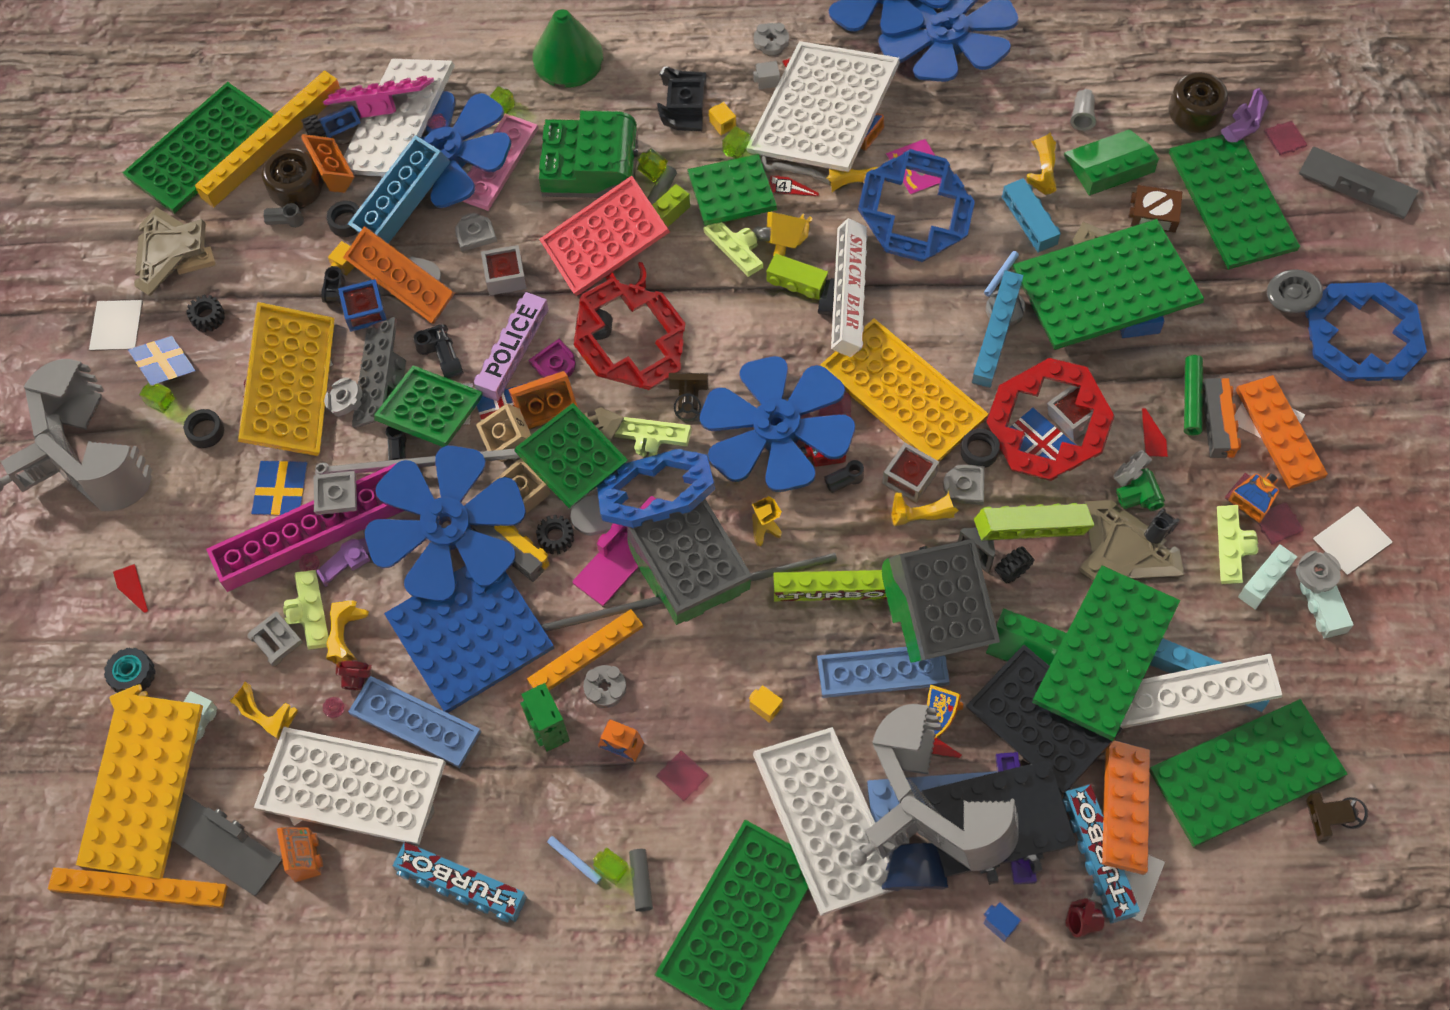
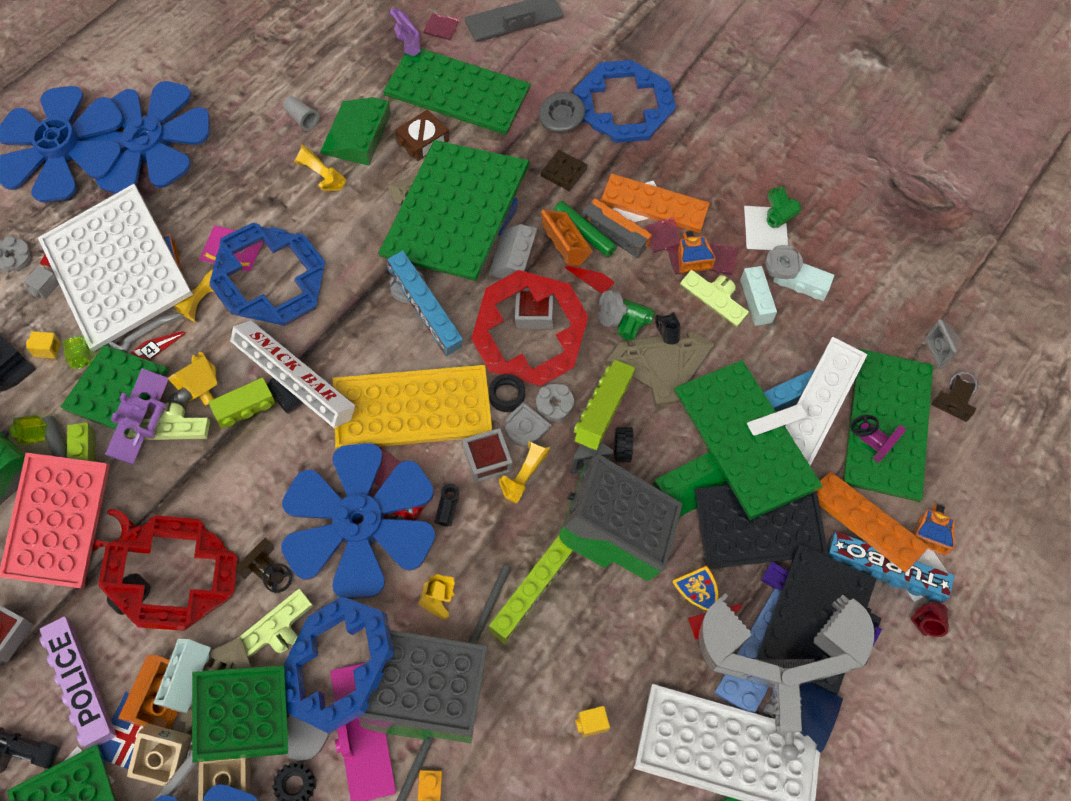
camera: 60 degrees left, 0 degrees up
(554, 359) = (126, 655): magenta tile -> none
(581, 394) = (176, 685): none -> light aqua brick
(719, 214) = (131, 414): none -> medium lavender piece
(878, 672) = (628, 616): medium blue plate -> none
(998, 277) = (377, 267): light blue piece -> none
(1001, 921) = (897, 680): blue brick -> none
(1007, 479) = (557, 392): none -> light grey plate
(1031, 215) = (350, 210): dark azure brick -> none
(1040, 435) = (535, 346): sticker -> none
(1115, 360) = (513, 251): none -> light grey slope
(1144, 662) = (776, 419): none -> white sticker
(1166, 384) = (565, 237): none -> orange slope
(1172, 872) = (936, 530): none -> torso
(1198, 102) = (368, 46): dark brown wheel -> none
(1216, 765) = (874, 437): none -> magenta piece
(1238, 337) = (564, 170): none -> dark brown plate
(1253, 459) = (663, 234): none -> clear pink piece
(1380, 767) = (942, 343): none -> light grey slope
(1382, 535) = (781, 208): none -> green piece

